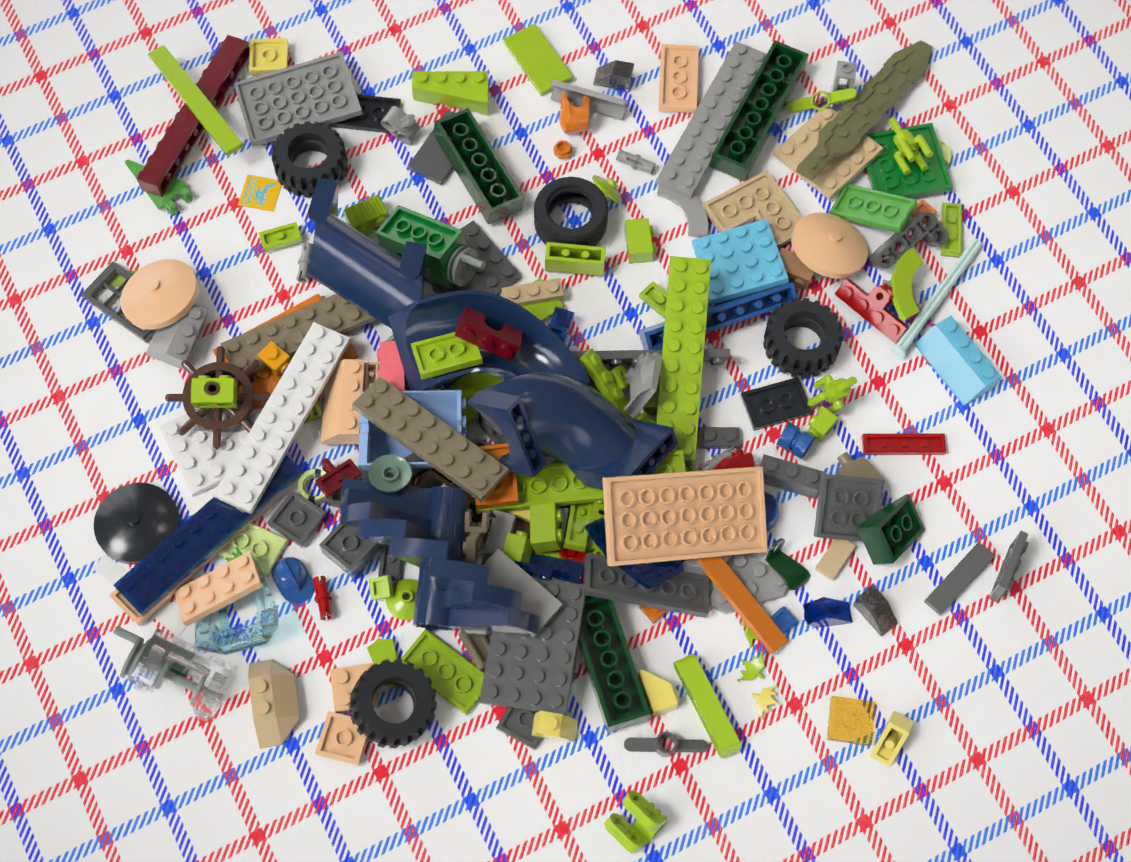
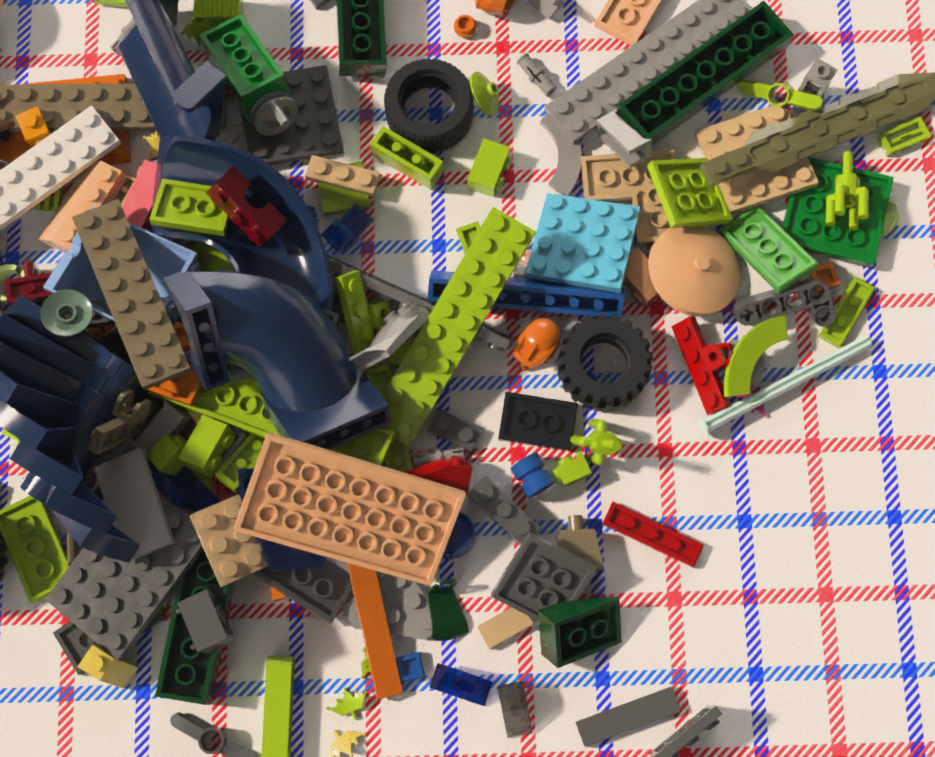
camera: 30 degrees right, 10 degrees up
(376, 332) = (154, 142): none -> light yellow piece
(605, 583) = (228, 551): none -> tan plate
(622, 647) = (206, 622): none -> dark grey container
(658, 693) = (233, 681): light yellow slope -> none
(727, 177) = (623, 139): none -> light grey window
(746, 347) = (537, 343): none -> orange helmet
(796, 193) = (687, 194): none -> lime plate
(913, 104) = (887, 143): none -> lime tile
(958, 361) = (765, 469): medium azure slope -> none

